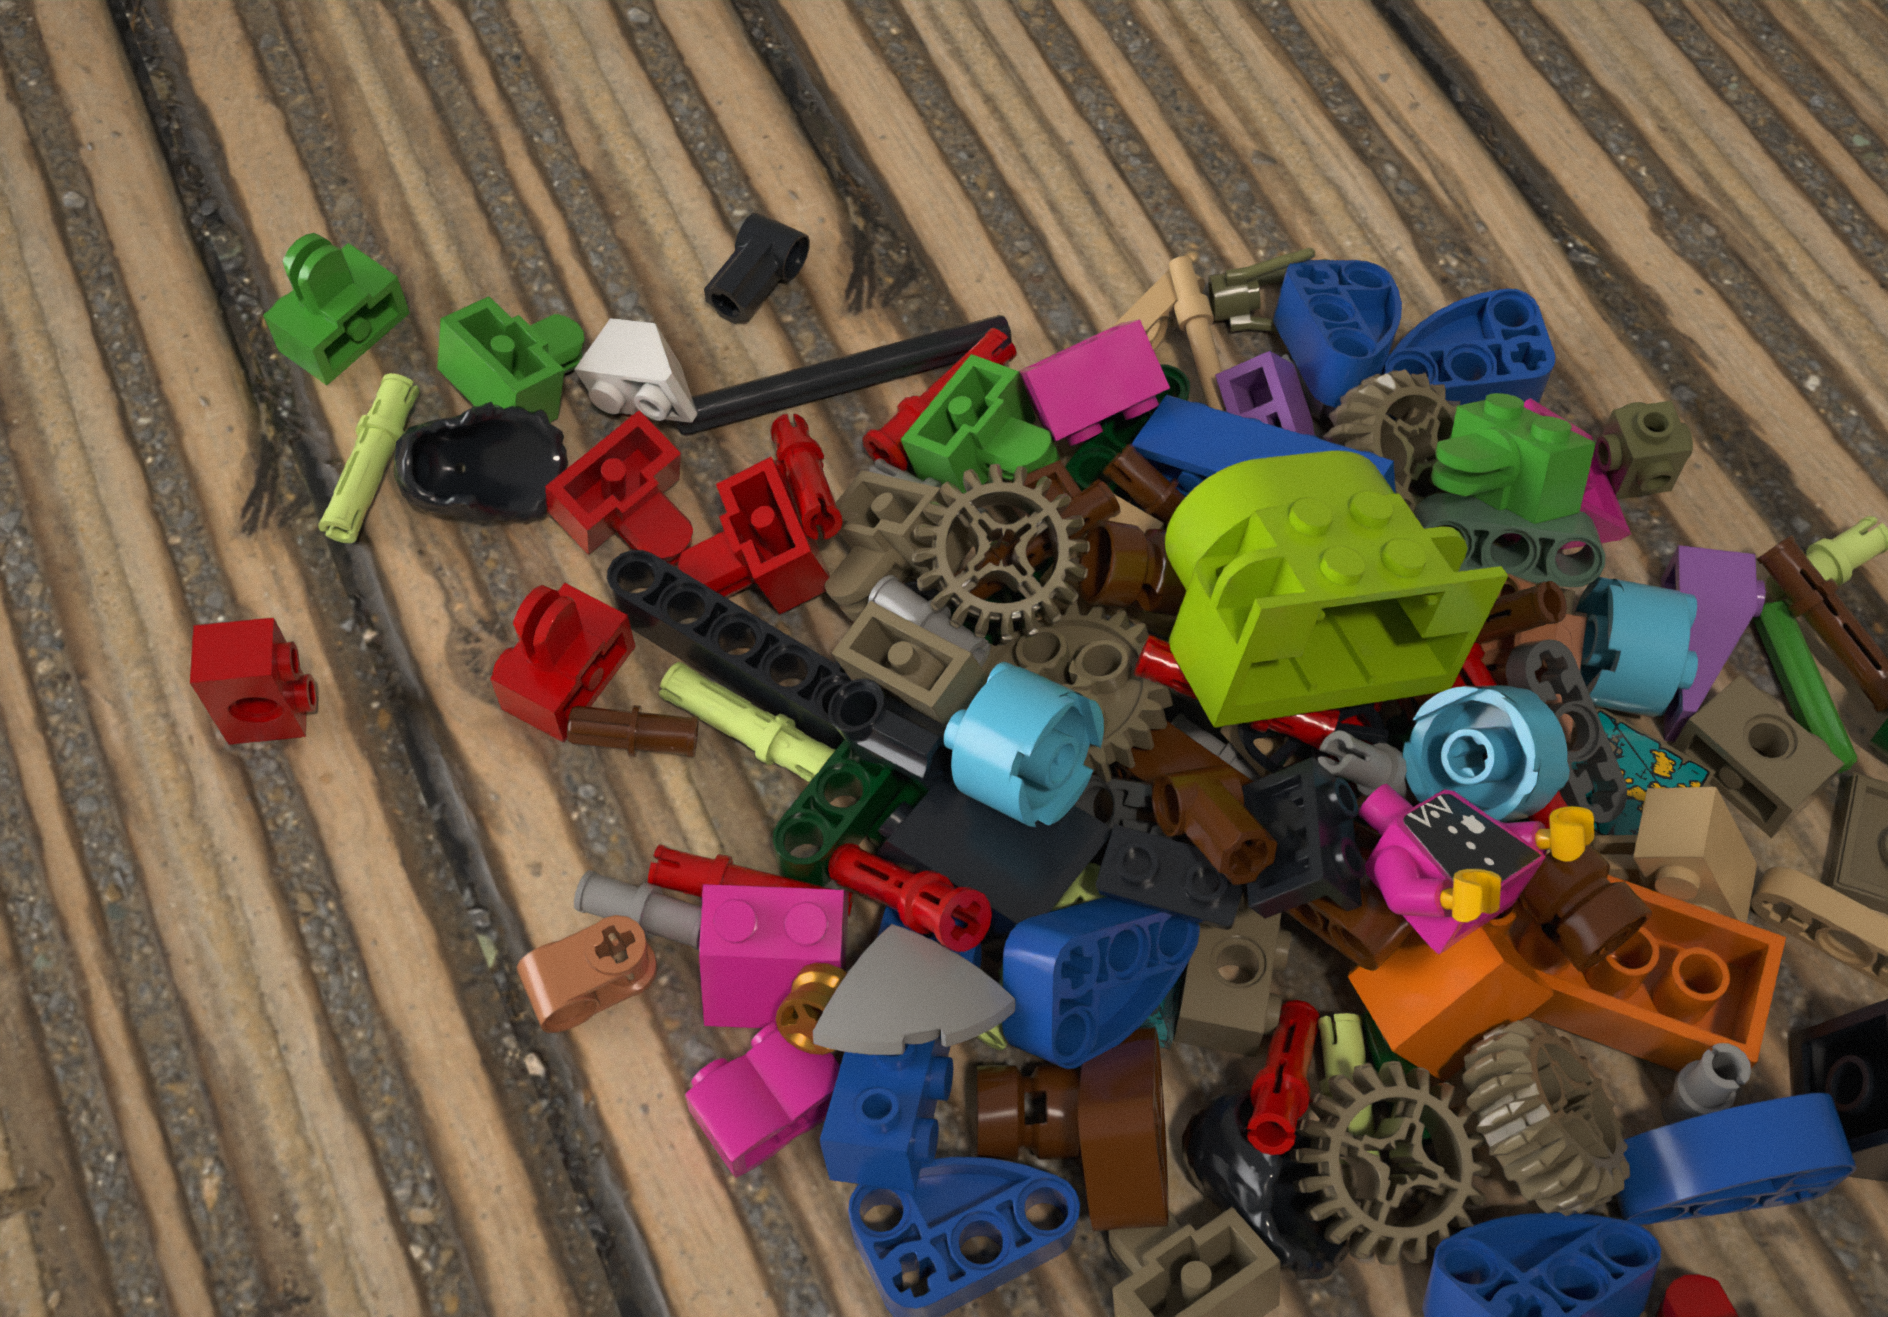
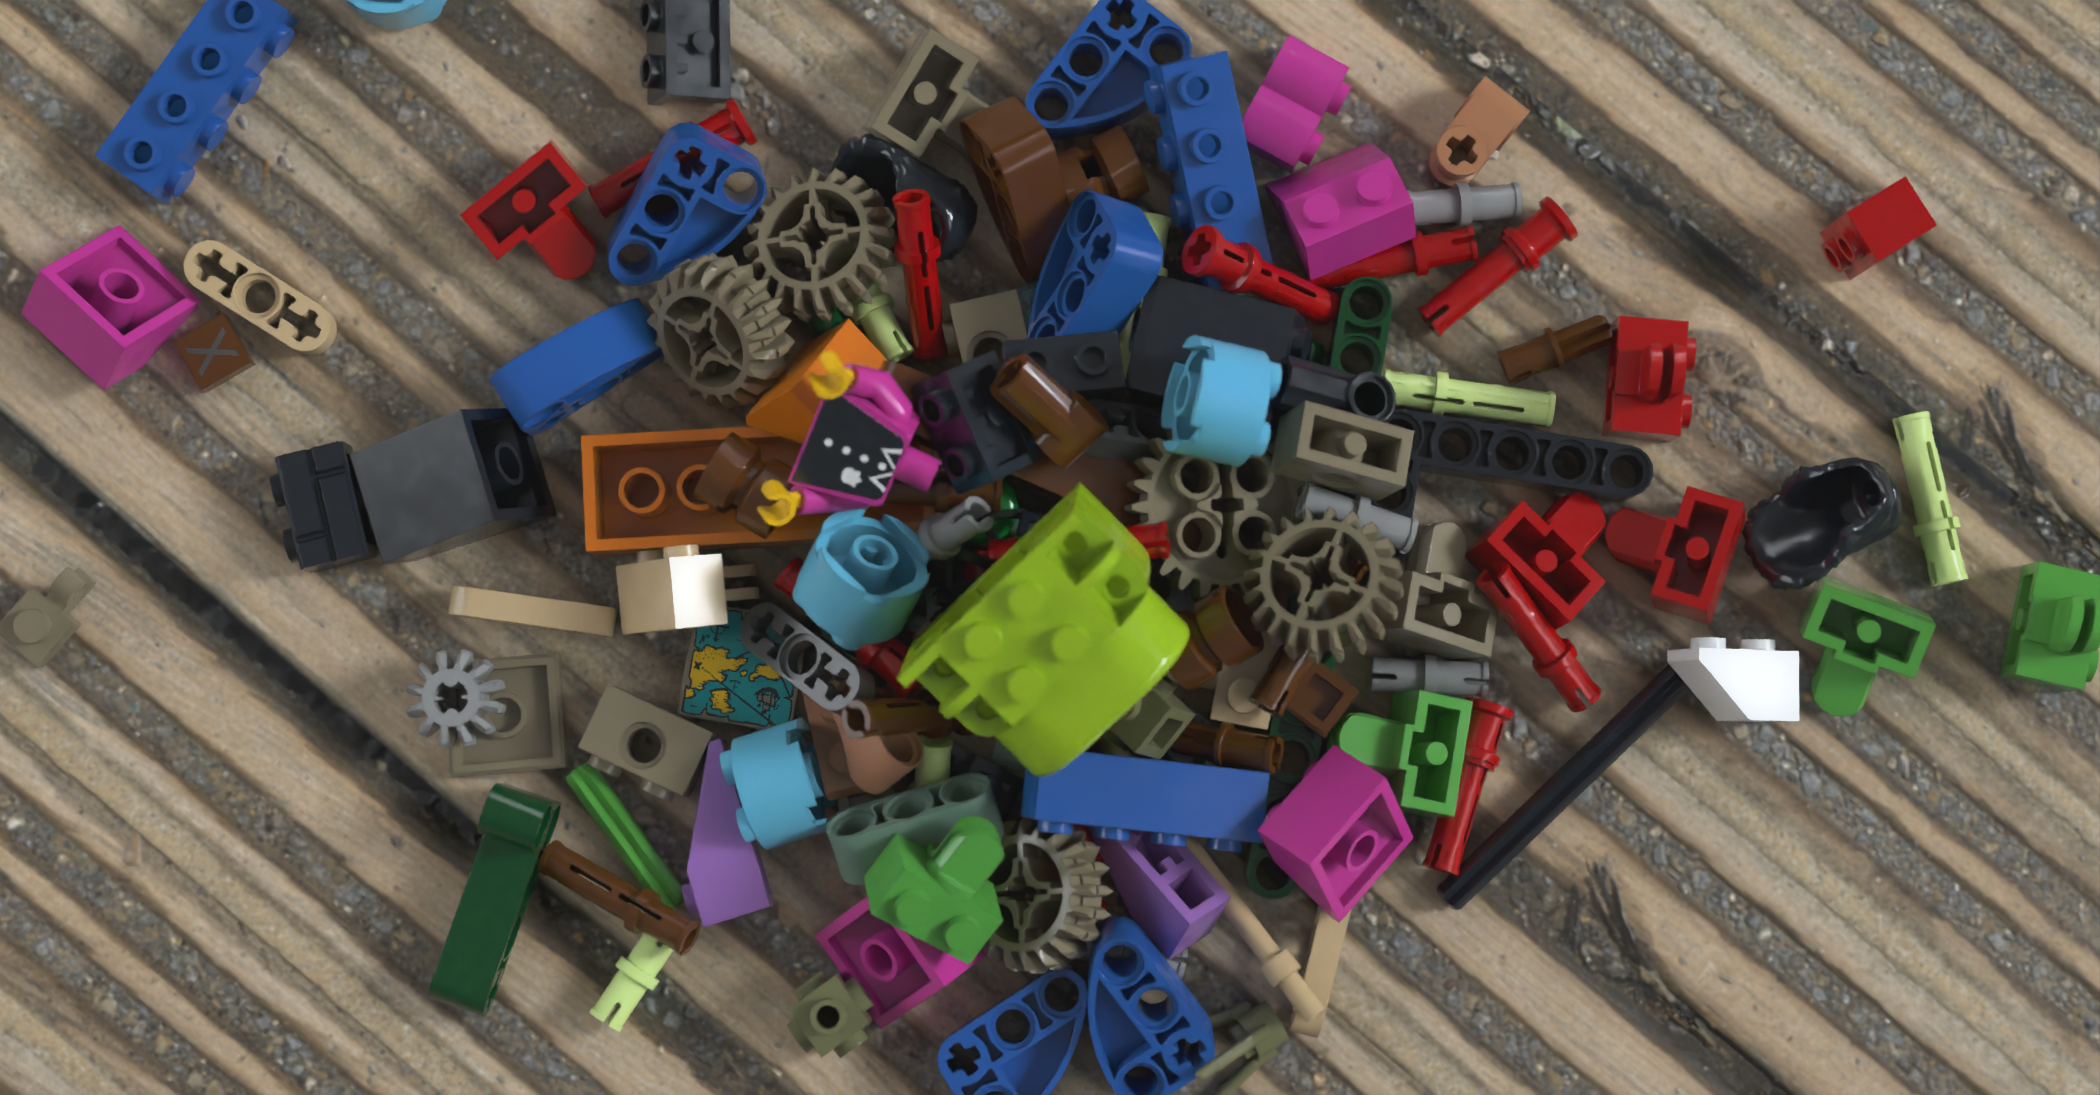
camera: 155 degrees right, 25 degrees up
(614, 838) = (1518, 250): none -> red pin
(761, 257) = (1707, 876): black piece -> none
(806, 1003) = (1281, 162): pearl gold wheel -> none
(910, 994) = (1213, 181): light grey brick -> none
(1707, 1084) = (611, 396): light grey pin -> none

